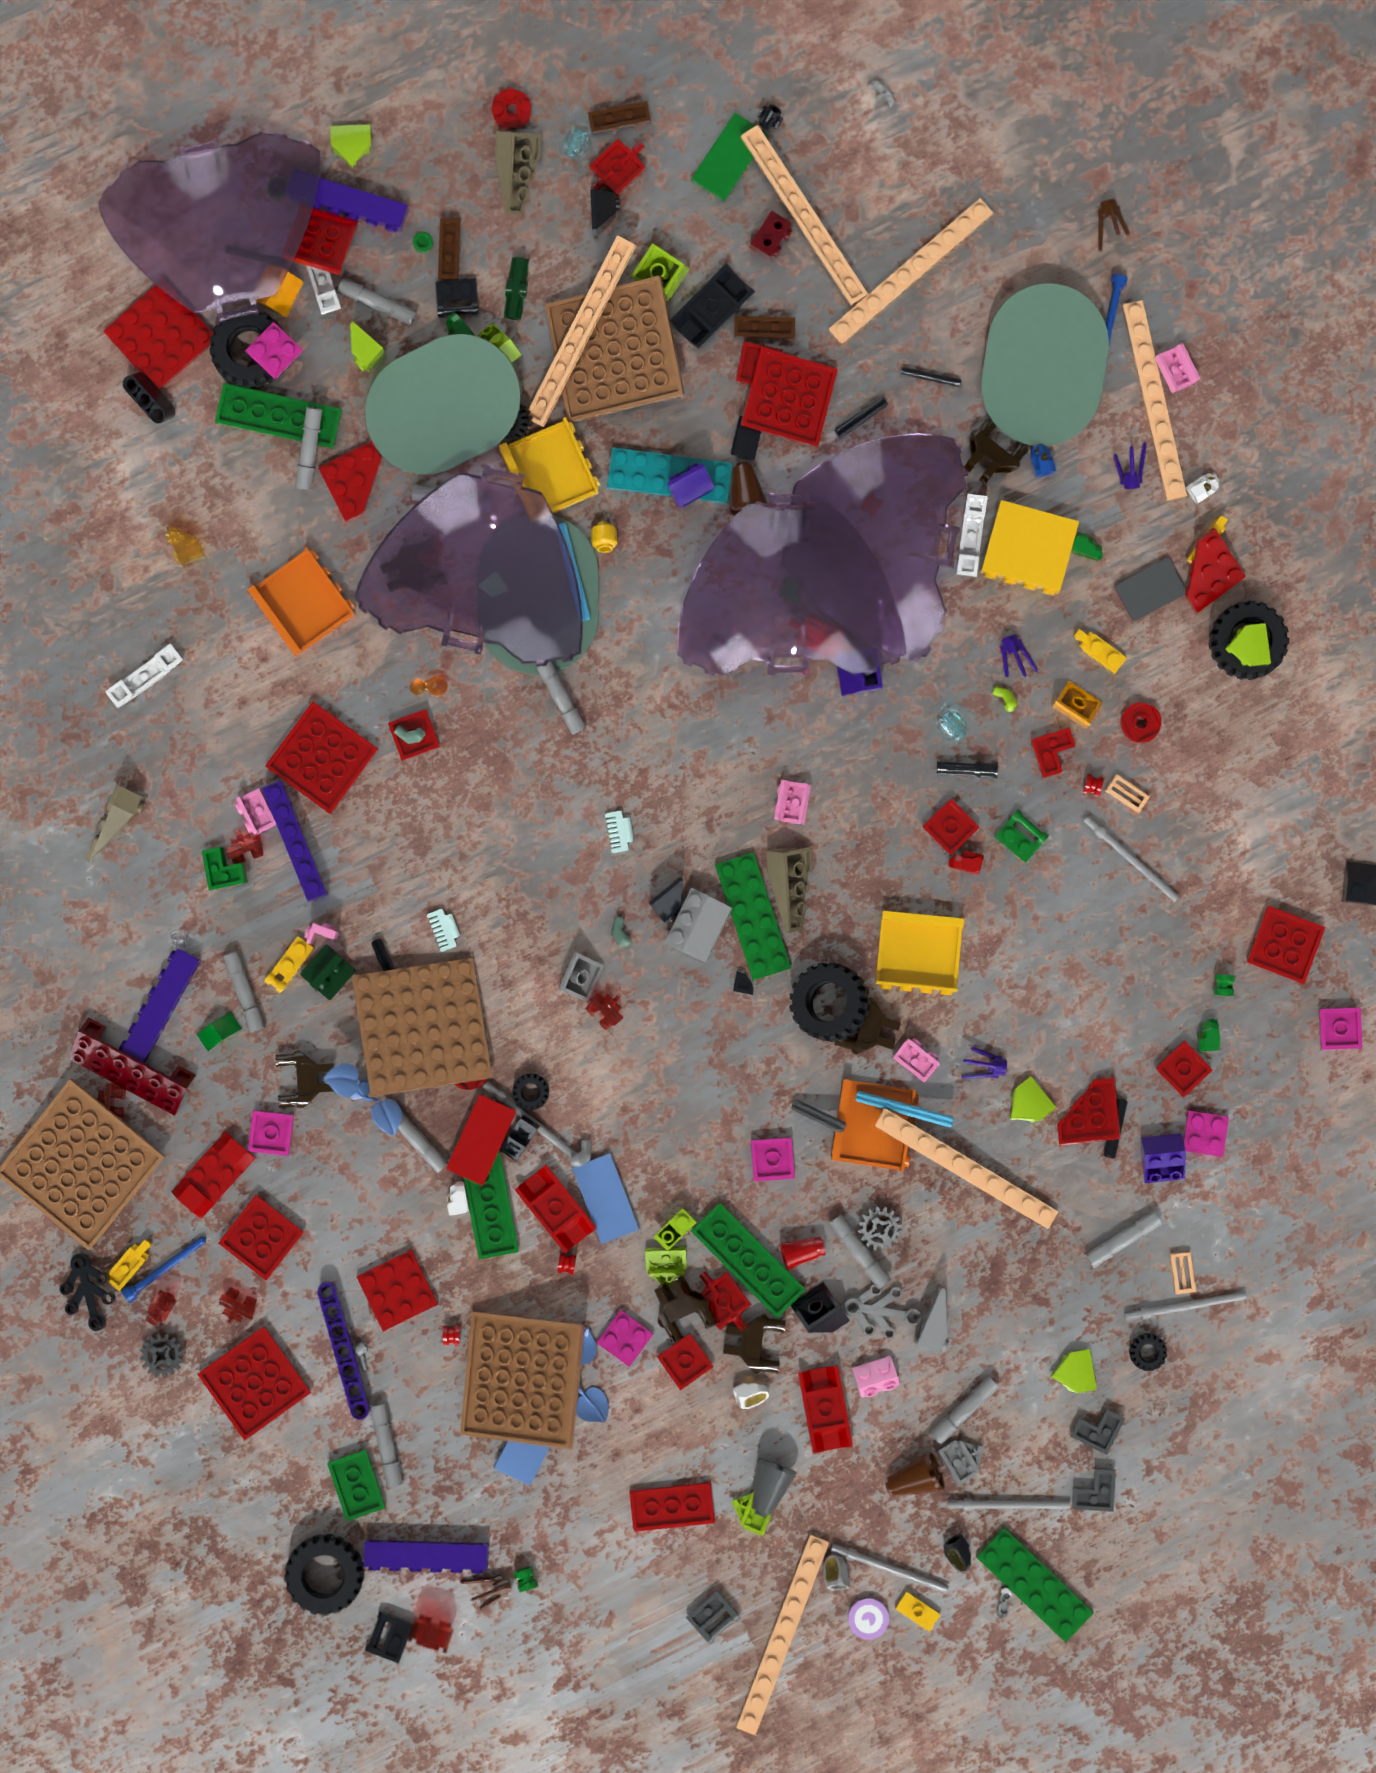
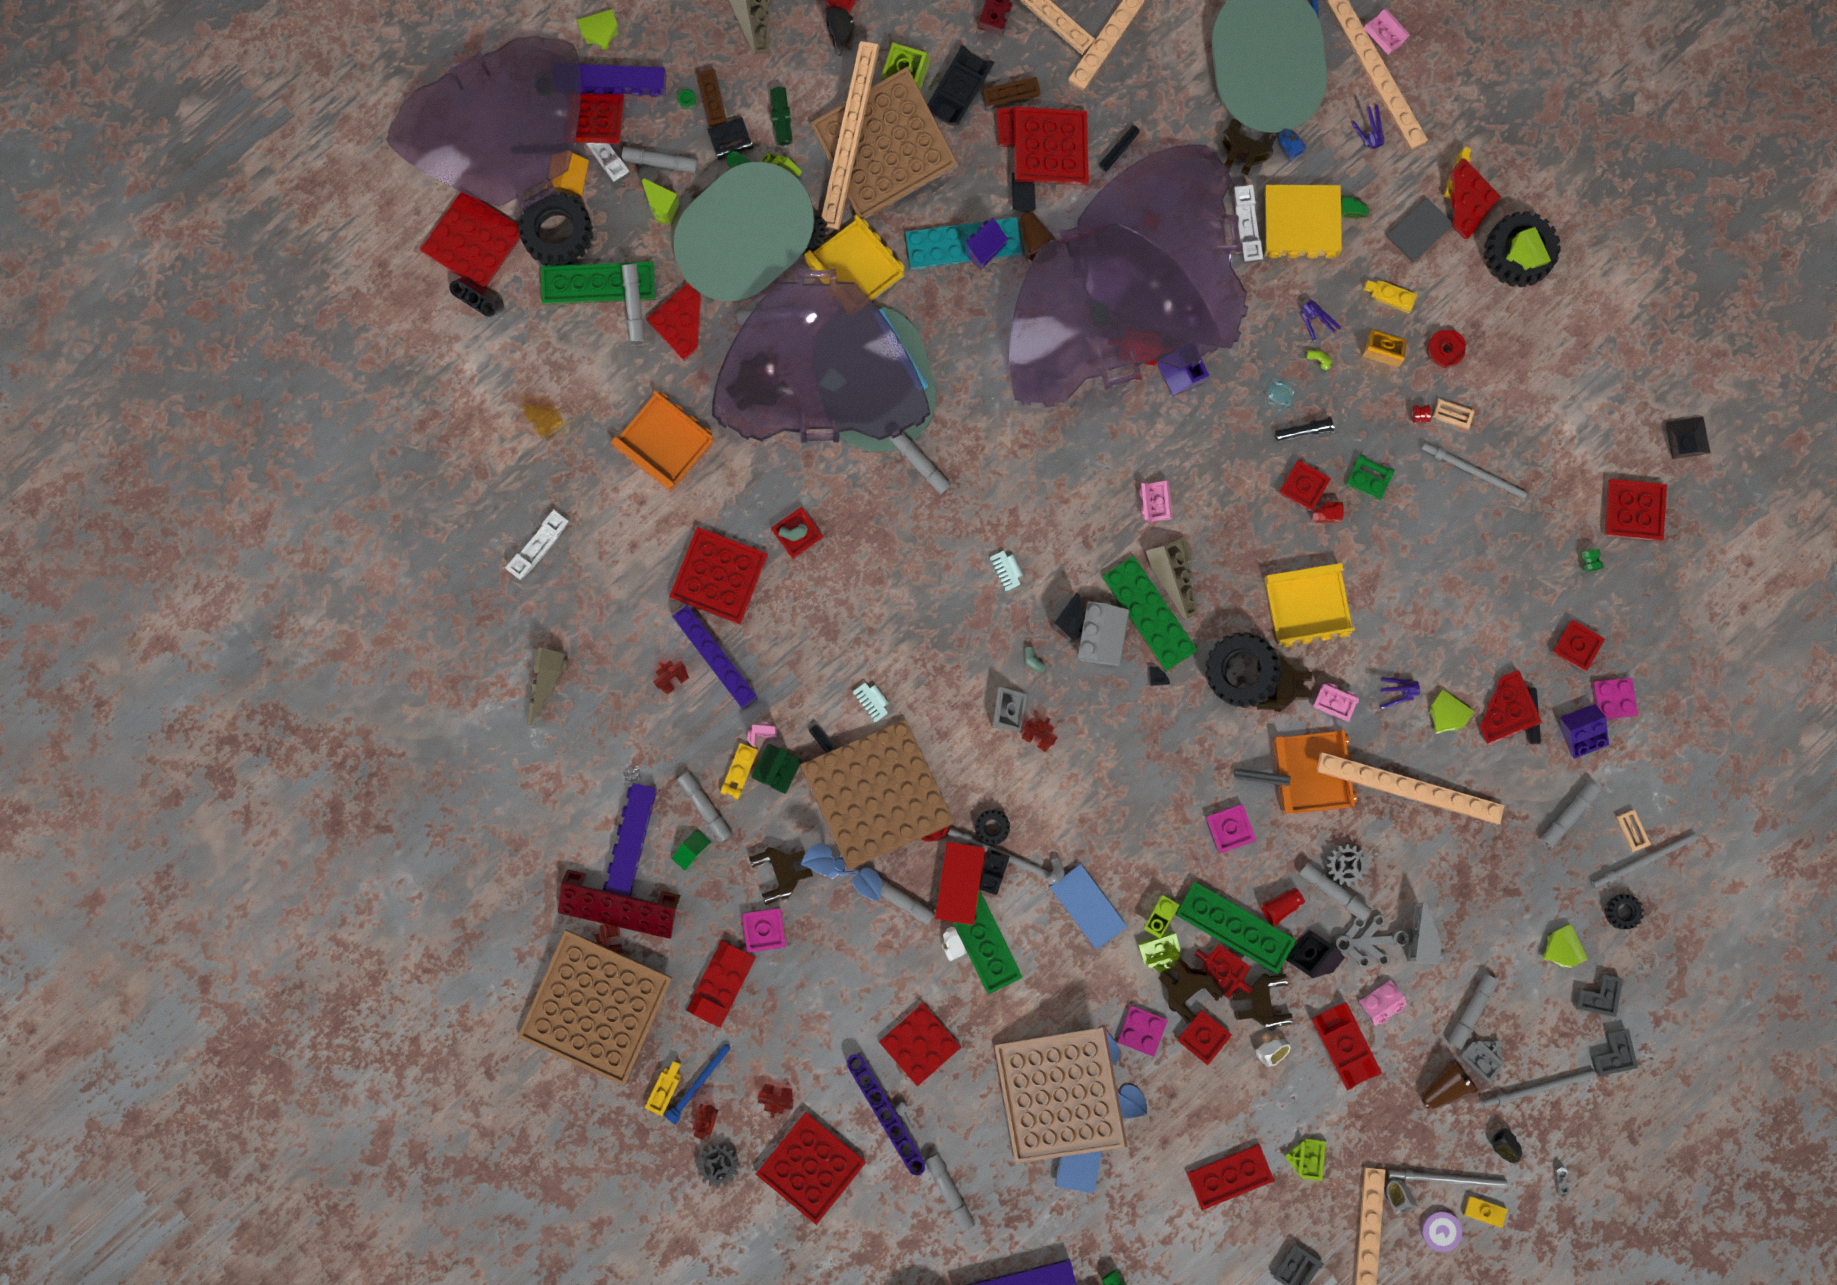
camera: 15 degrees left, 5 degrees down
(87, 1289) = (631, 1122): black plant -> none
(218, 873) = (655, 706): green plate -> none
(256, 812) = (672, 640): bright pink bracket -> none
(261, 1237) = (780, 1029): red plate -> none
(274, 350) = (579, 222): dark pink plate -> none
(356, 1485) = (932, 1238): green plate -> none
(418, 687) = (789, 489): clear orange plate -> none
(451, 1335) = (982, 1072): red wheel -> none
(555, 1208) = (1045, 928): red piece -> none
(566, 1264) = (1070, 976): red wheel -> none
(604, 537) = (920, 311): yellow head -> none
(770, 1486) = (1317, 1131): dark grey cone -> none
(905, 1109) = (1342, 748): medium azure axle -> none
(931, 377) = (1170, 97): black bar -> none
(1034, 1584) = (1585, 1157): green plate -> none
(1046, 750) = (1370, 394): red plate -> none
(1203, 487) = (1439, 129): white rock -> none
(1209, 1036) = (1593, 610): green rock -> none
(1340, 1028) = (1707, 571): dark pink plate -> none

